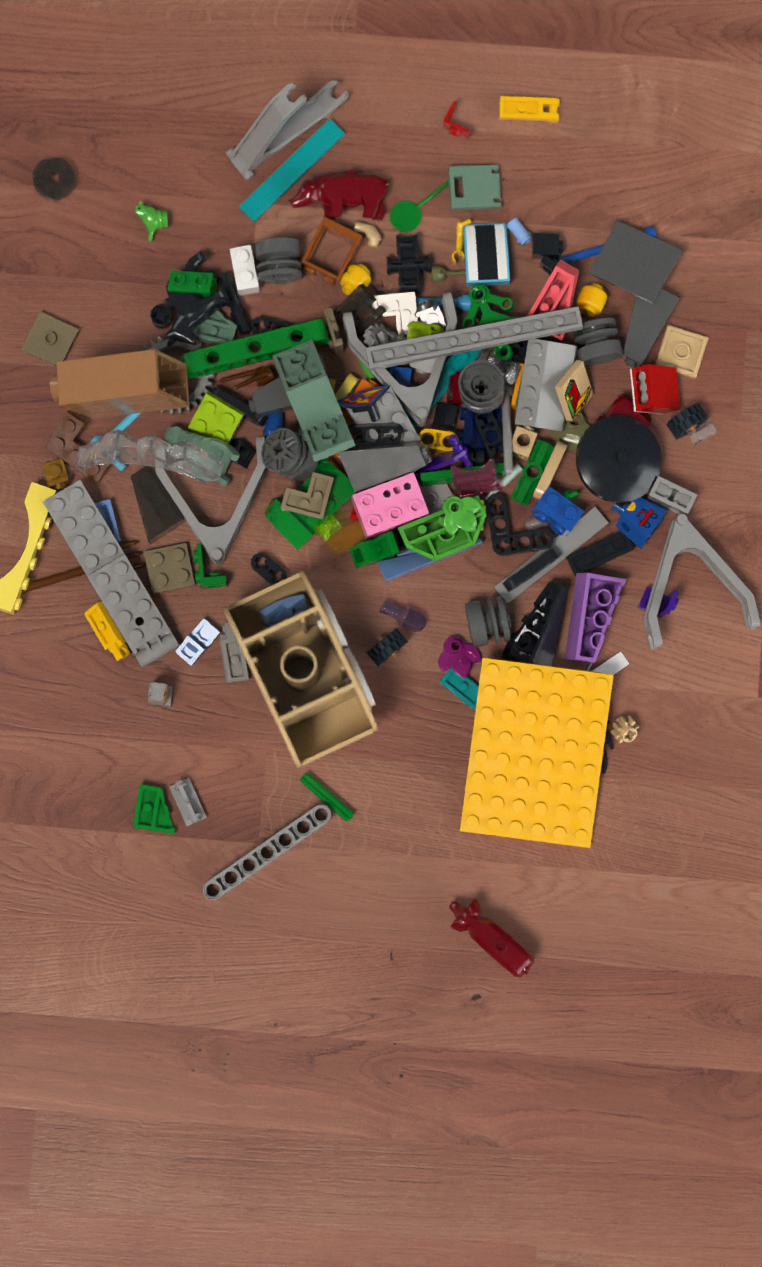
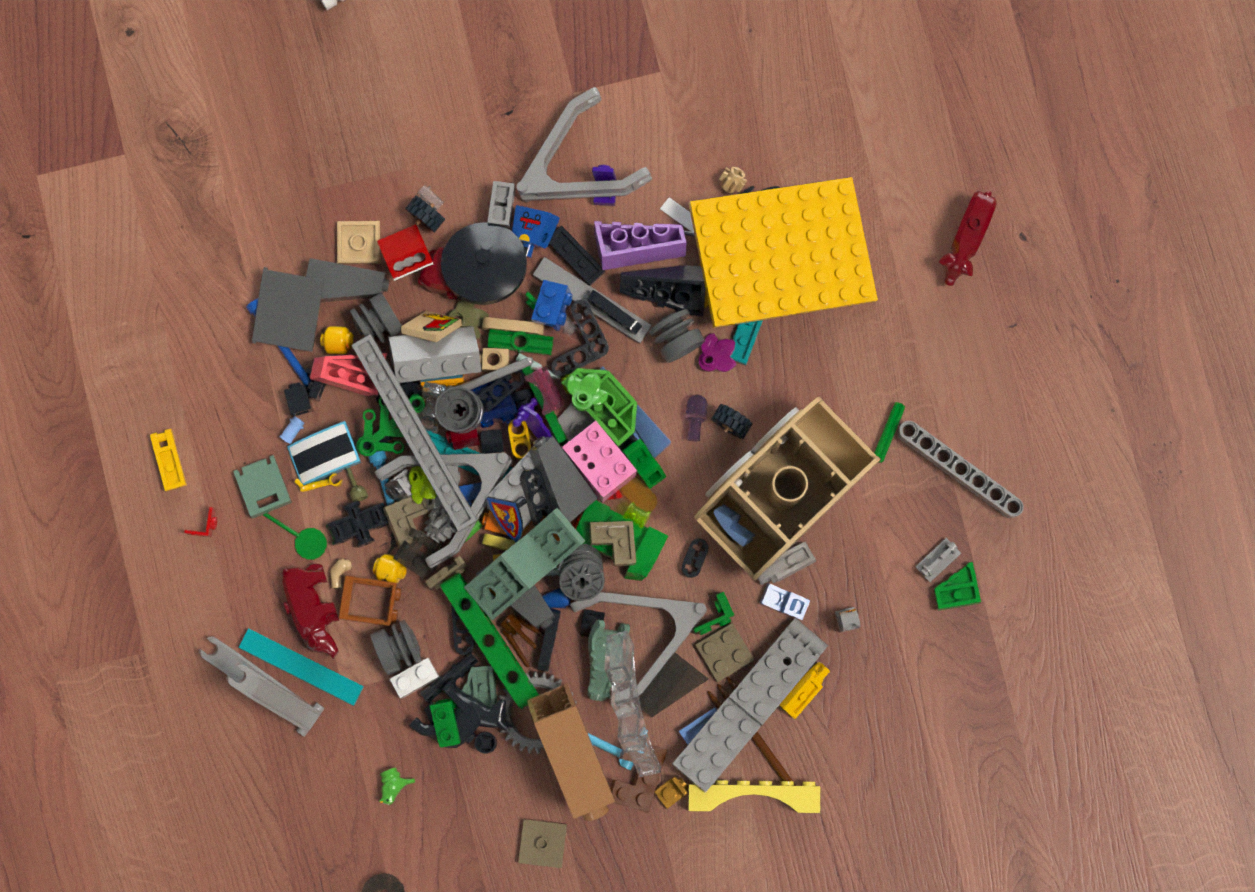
camera: 110 degrees left, 0 degrees up
(216, 418) = (568, 655): lime plate -> none

